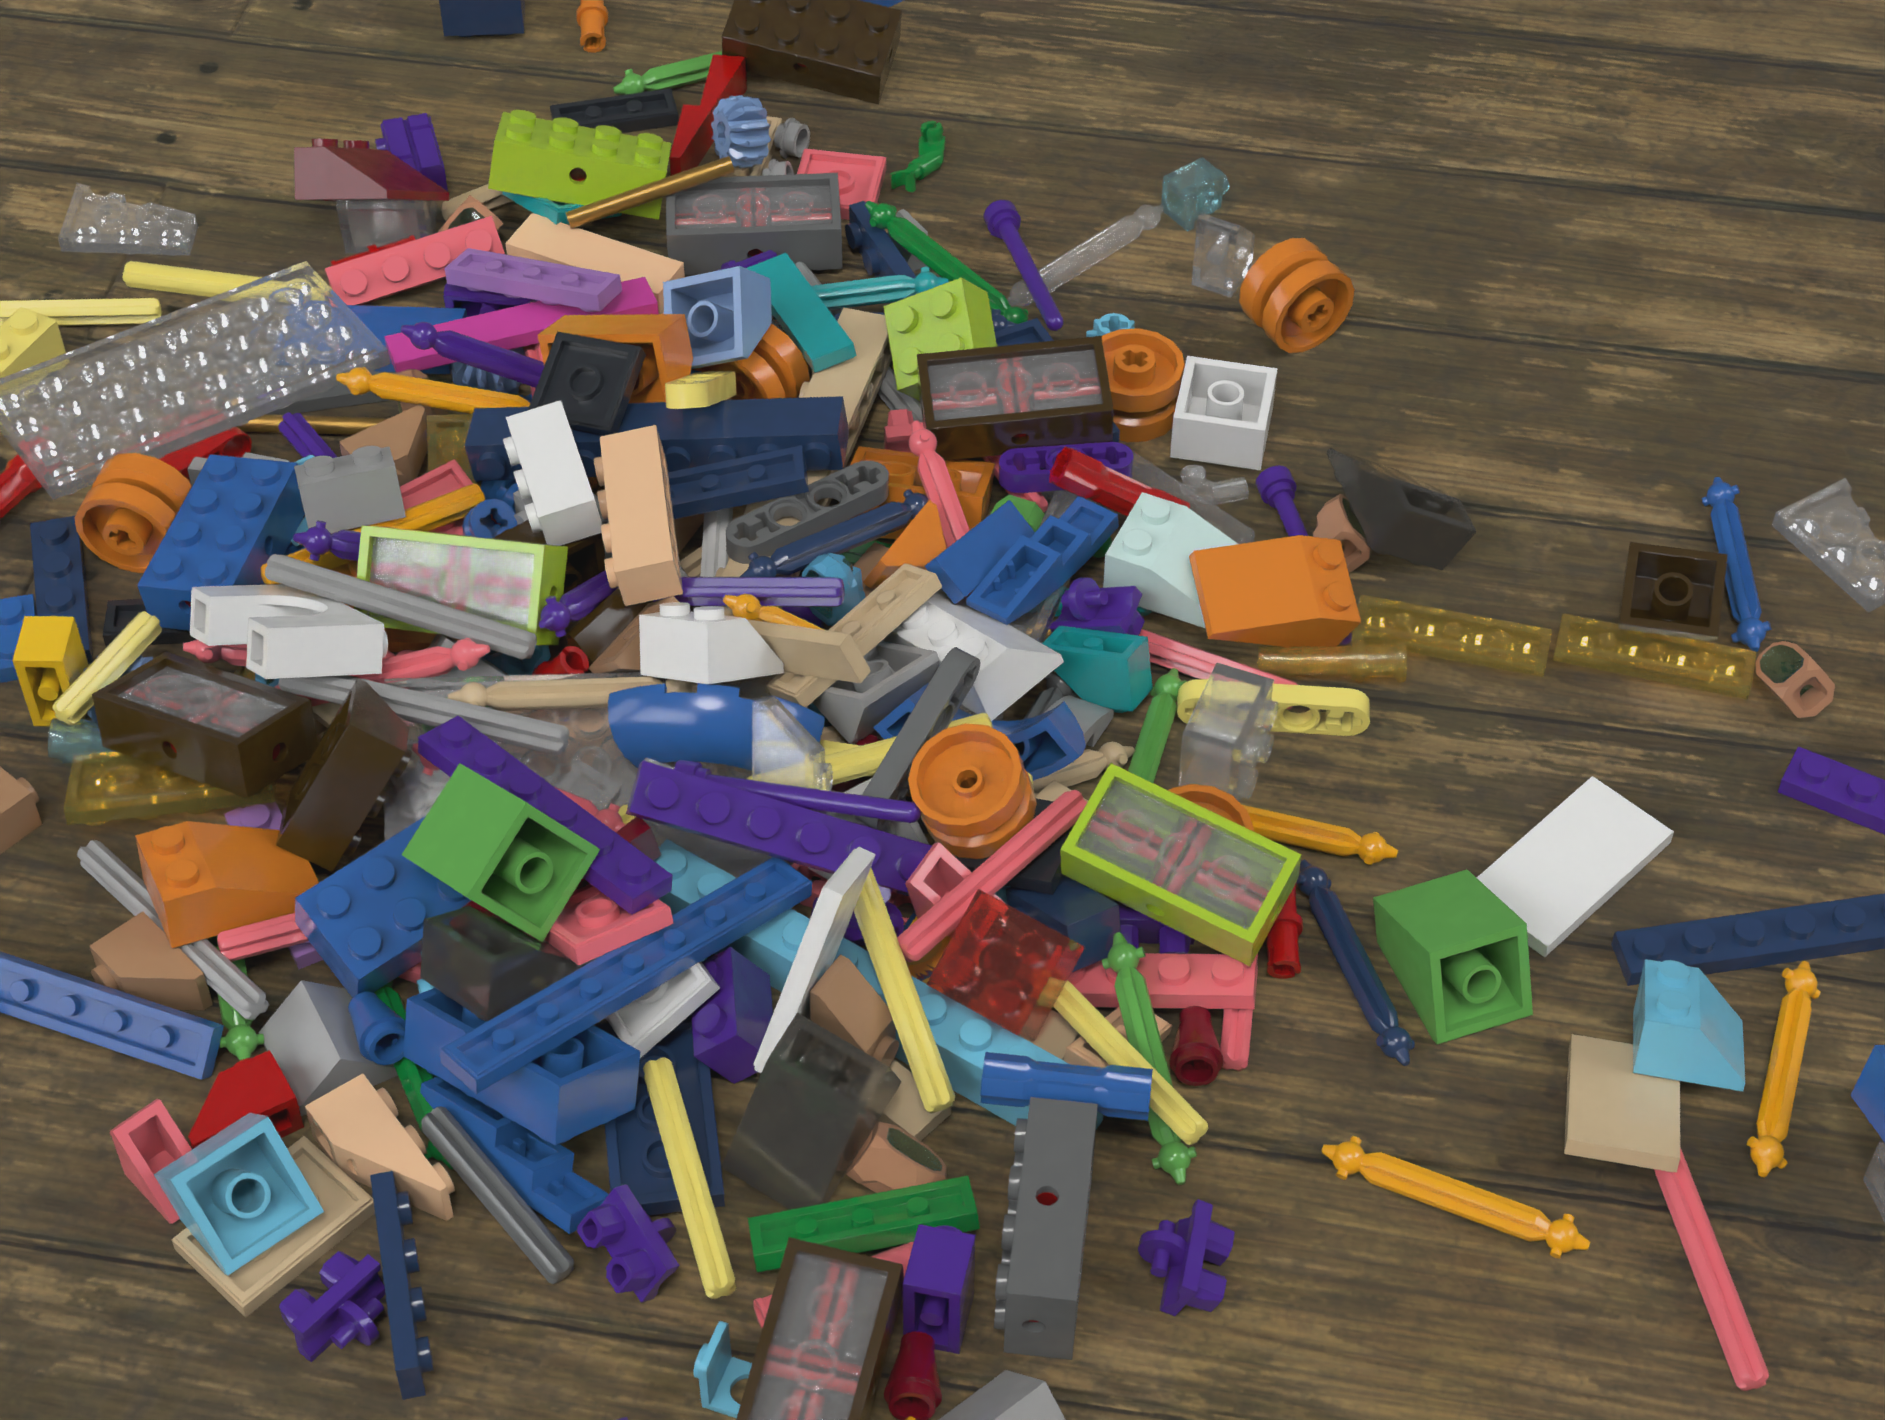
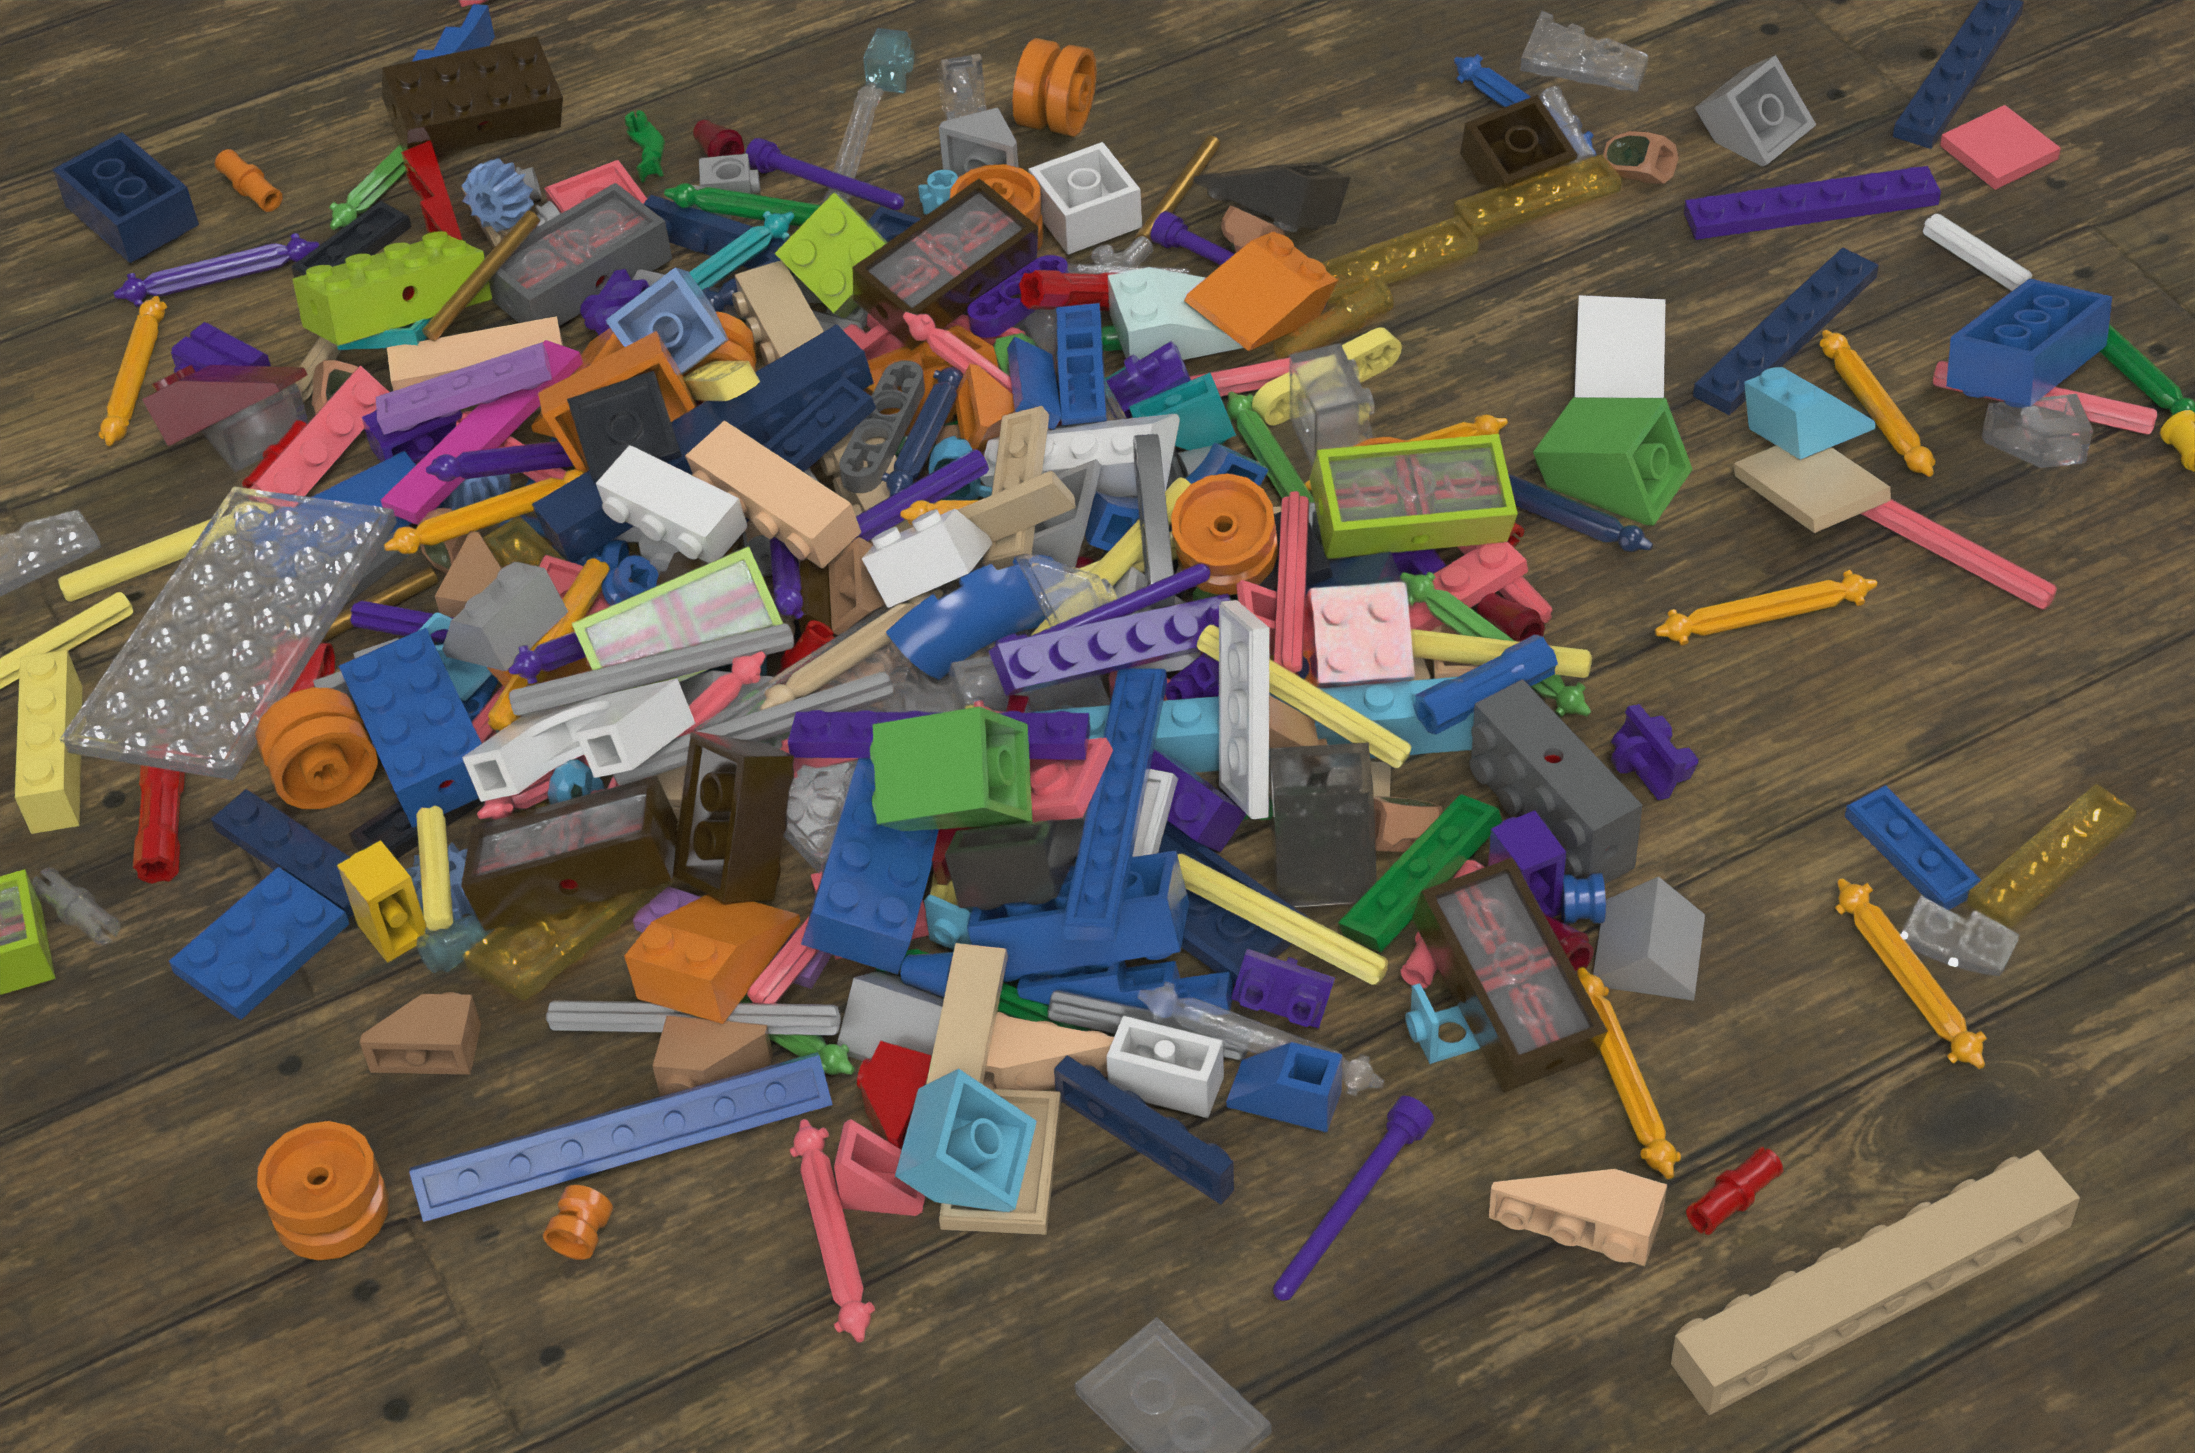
camera: 35 degrees left, 0 degrees up
(78, 1199) = (832, 1231): none -> coral wheel
(340, 1079) = (968, 1011): none -> tan tile
(342, 1311) = (1111, 1193): dark purple hips -> none
(366, 116) = (132, 371): none -> light orange wheel
(464, 1240) = (1166, 1065): none -> white brick
(494, 77) = (214, 270): none -> dark purple wheel
(547, 1339) = (1290, 1085): none -> blue slope
(567, 1276) = (1245, 1032): none -> clear wheel
(804, 315) = (750, 302): teal tile -> none
(949, 223) = (729, 173): none -> light grey brick
(978, 188) = (718, 139): none -> dark red cone
(978, 1352) = (1583, 899): none -> blue wheel
(1170, 308) = (977, 142): none -> light grey slope
(1353, 446) = (1182, 183): none -> pearl gold bar
(1741, 601) = (1568, 123): none -> clear pin

